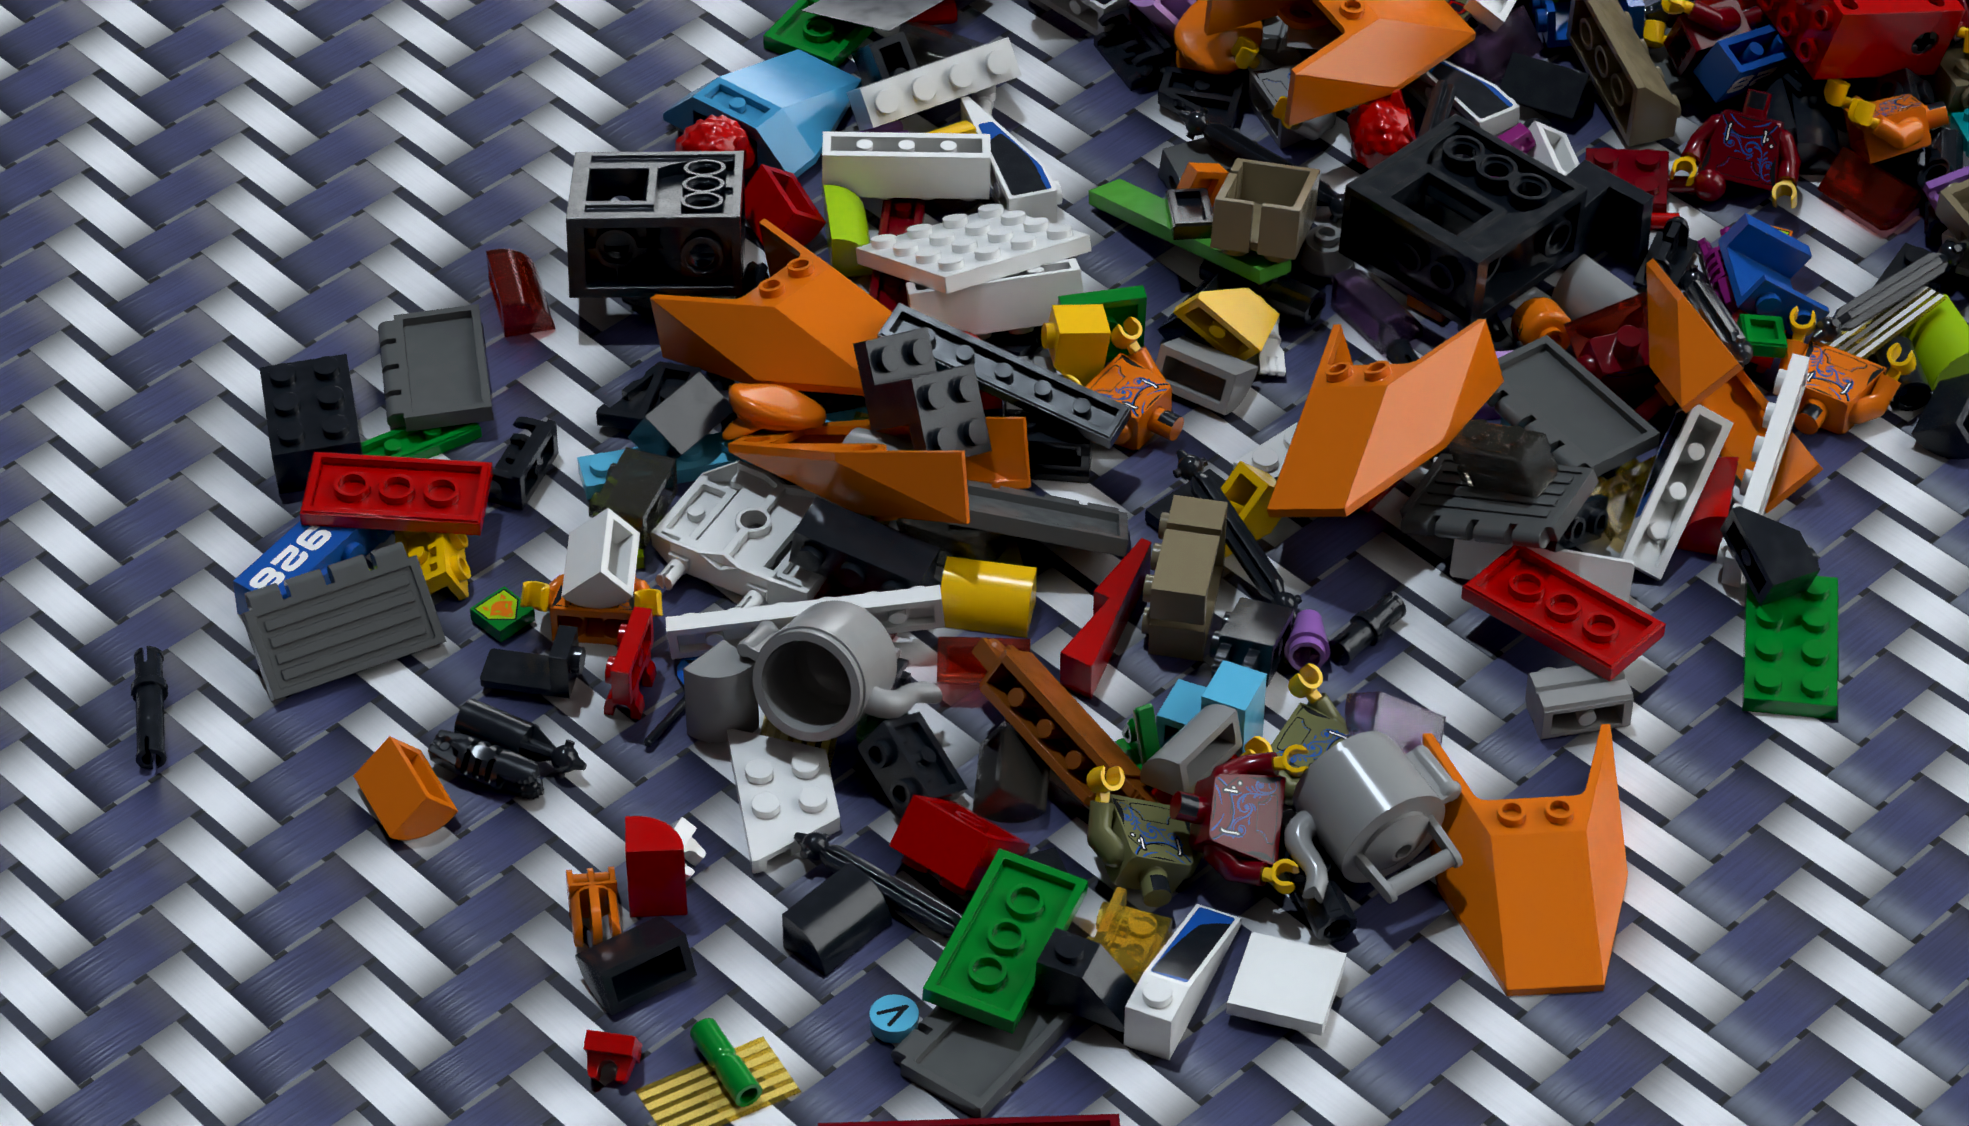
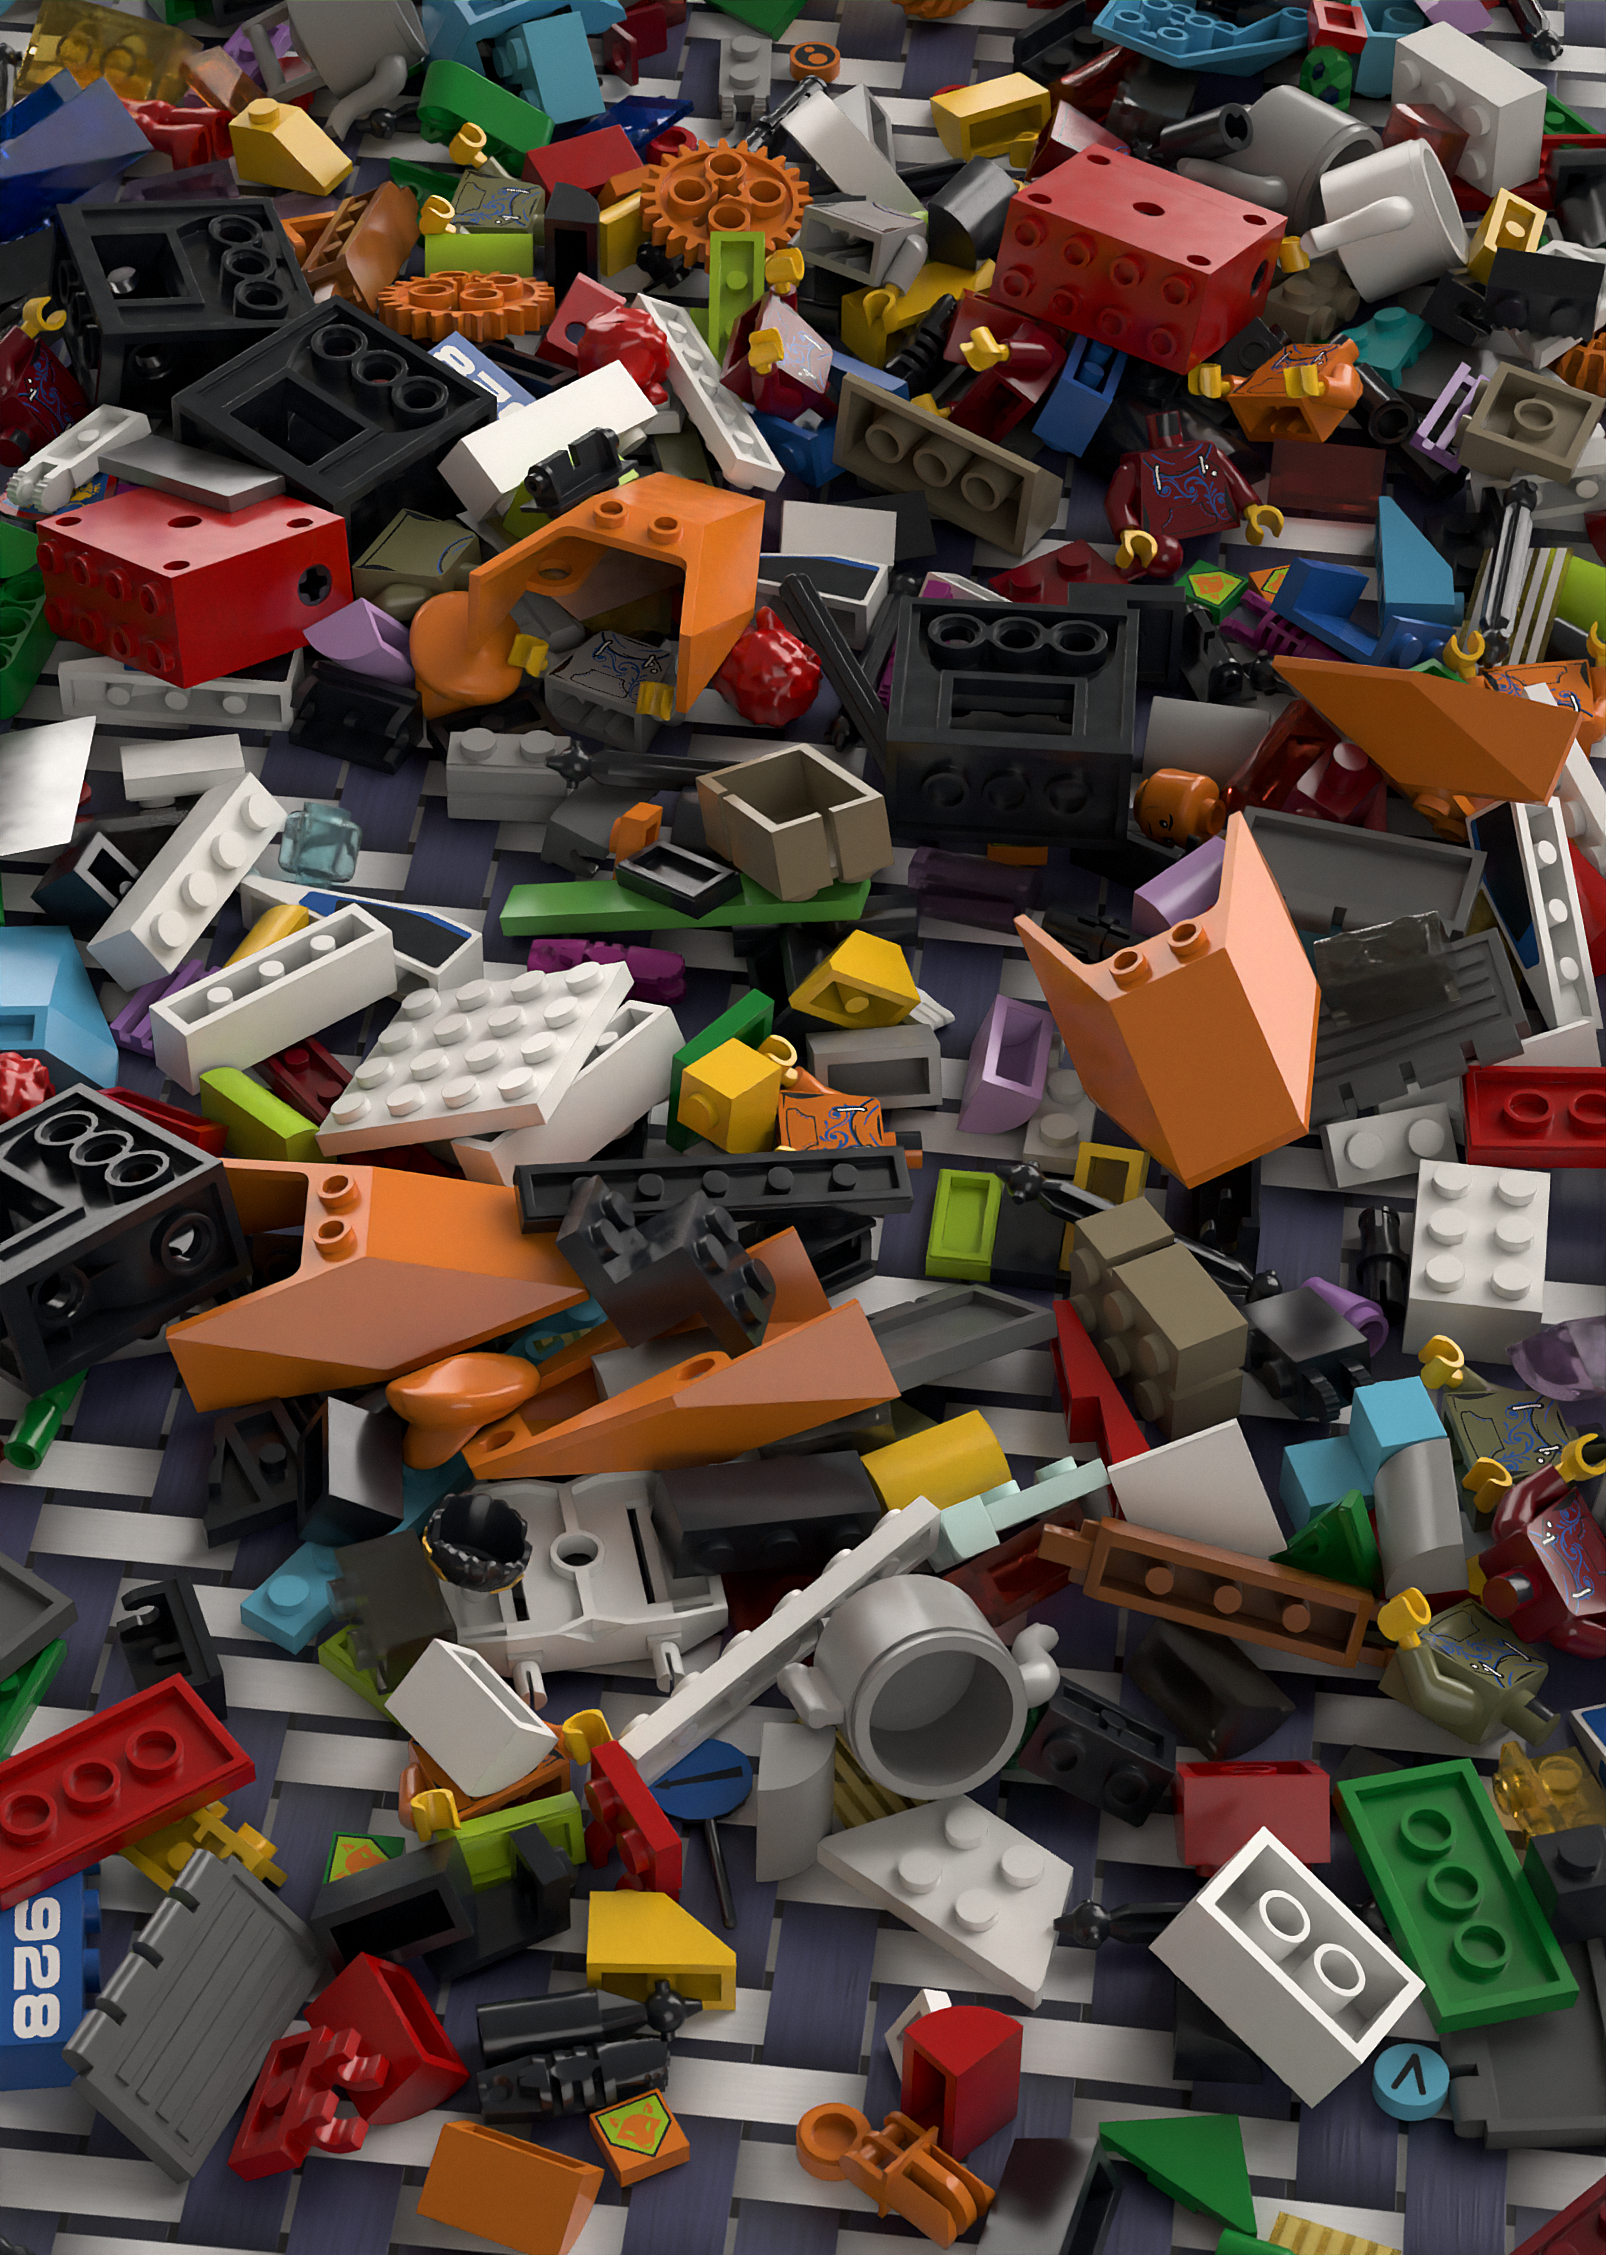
camera: 40 degrees left, 0 degrees up
(335, 699) = (296, 2104): none -> red plate
(422, 693) = (394, 2021): none -> red brick
(483, 634) = (398, 1907): none -> black brick
(493, 809) = (639, 2137): none -> tile
(579, 859) = (826, 2135): none -> orange tile
(587, 315) = (40, 1424): none -> green piece
(587, 719) = (650, 1939): none -> yellow slope
(596, 637) = (487, 1841): none -> lime tile
(694, 481) = (477, 1543): none -> black hair
(742, 986) = (1192, 2161): none -> green tile
(864, 912) = (1288, 1967): none -> white brick
(968, 621) = (973, 1524): none -> light aqua plate
(997, 21) = (179, 768): none -> white tile
(1030, 103) = (320, 846): none -> clear light blue head
(1095, 672) = (1202, 1492): none -> white tile
(1119, 249) = (654, 972): none -> magenta hinge
(1152, 483) = (964, 1225): none -> lime tile
(1158, 108) = (504, 775): none -> light grey brick
(1268, 409) = (1006, 1067): none -> lavender brick
(1316, 554) = (1229, 1213): none -> black hinge
(1417, 647) = (1476, 1258): none -> white brick
(1438, 565) = (1387, 1144): none -> white plate
(1513, 75) = (838, 530): none -> white tile
(1713, 217) = (1214, 589): none -> tile
(1843, 269) = (1410, 572): none -> dark azure slope

